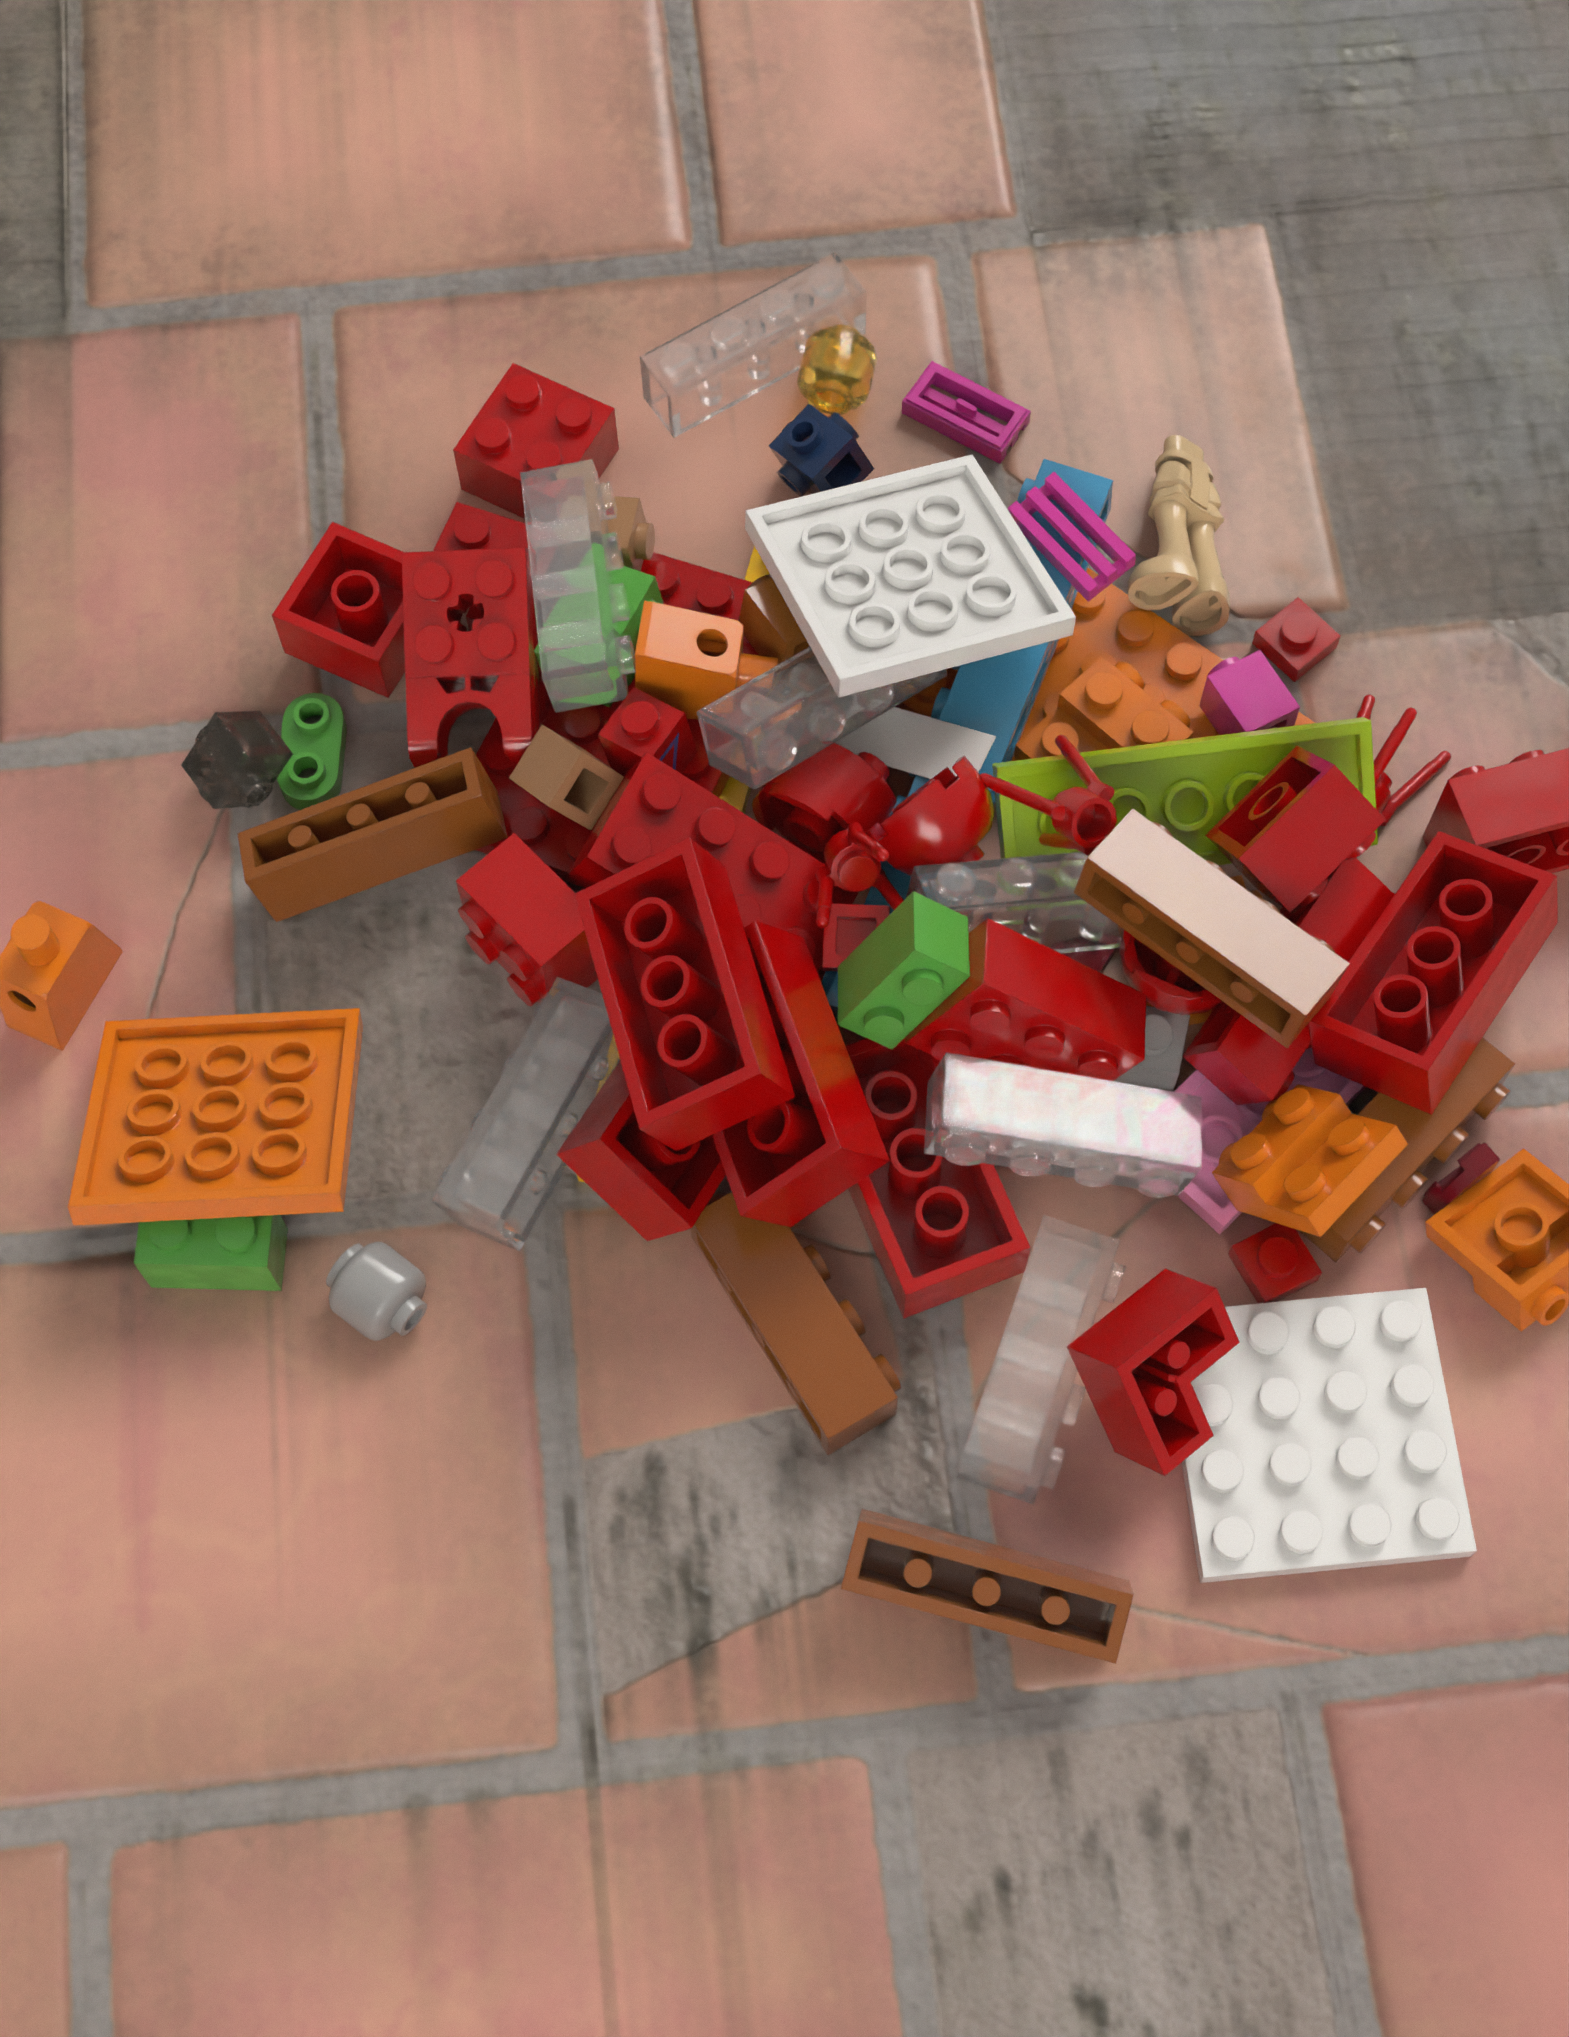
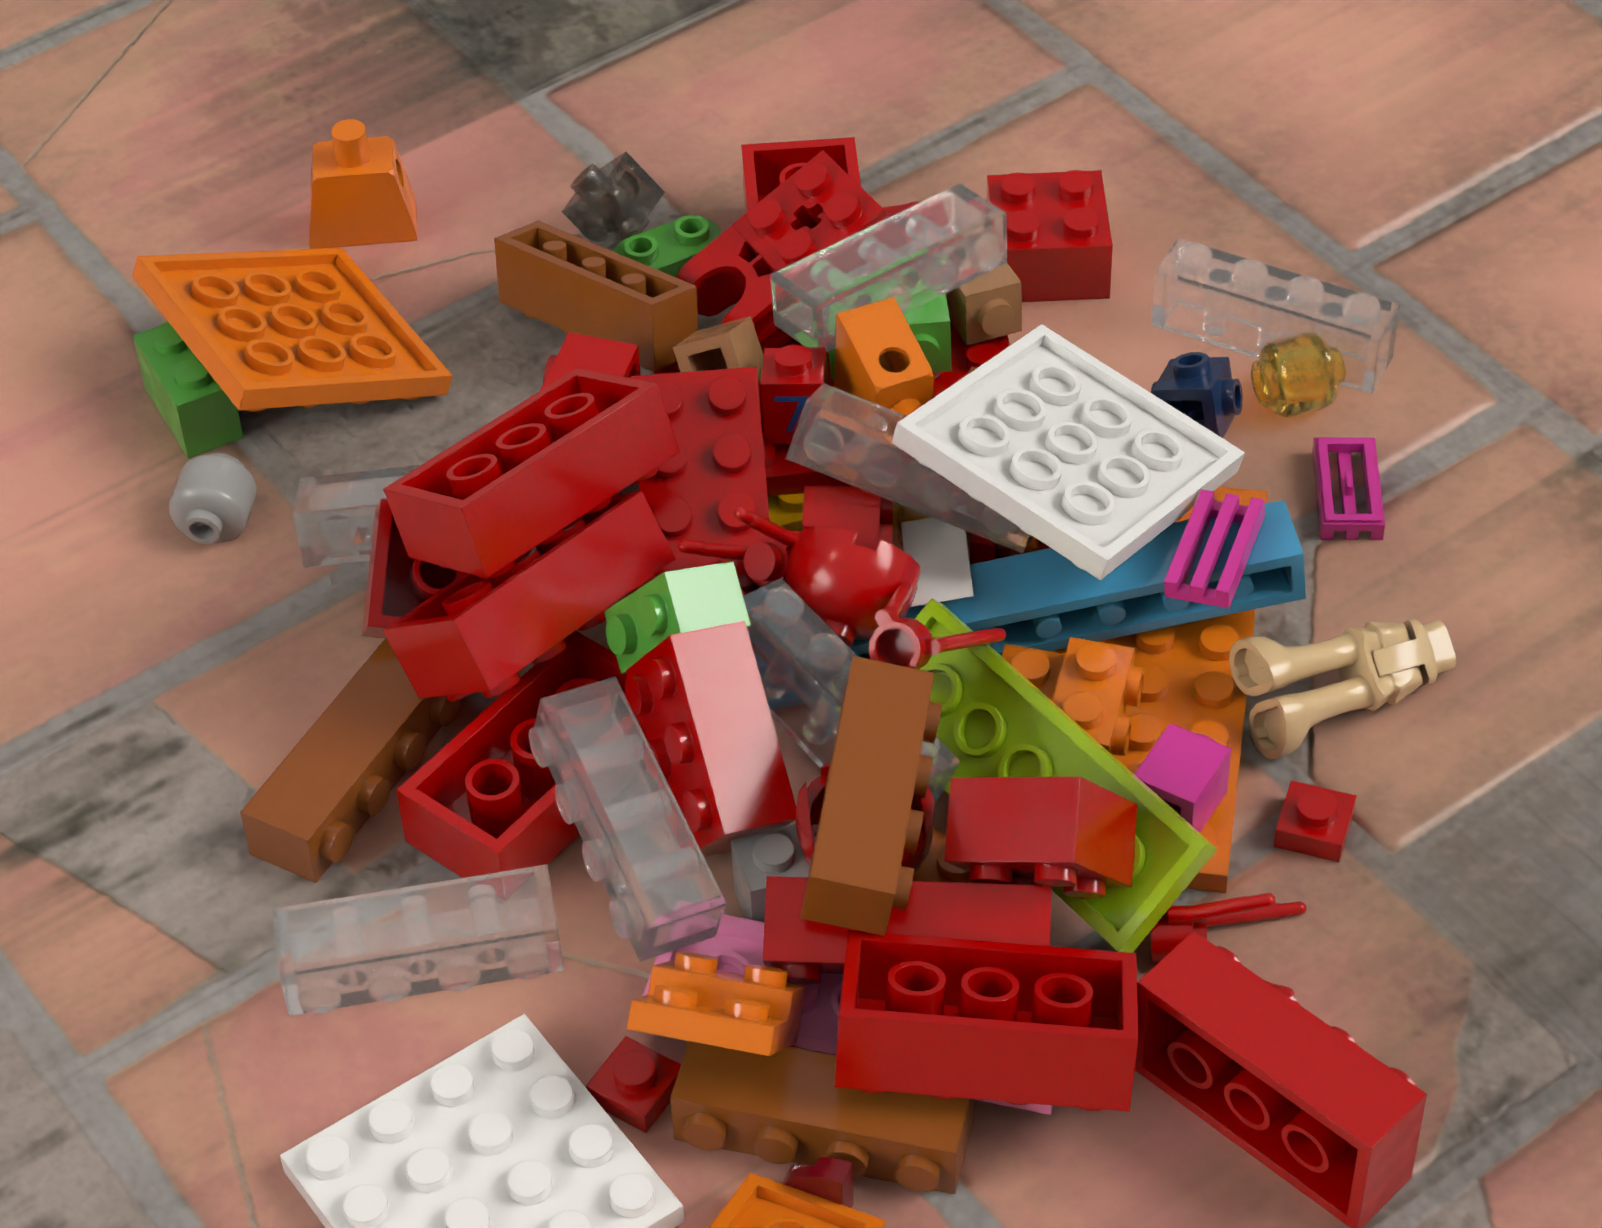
camera: 60 degrees right, 20 degrees down
(988, 1586) = (172, 988): dark orange brick -> none
(1143, 1365) = (435, 979): red brick -> none

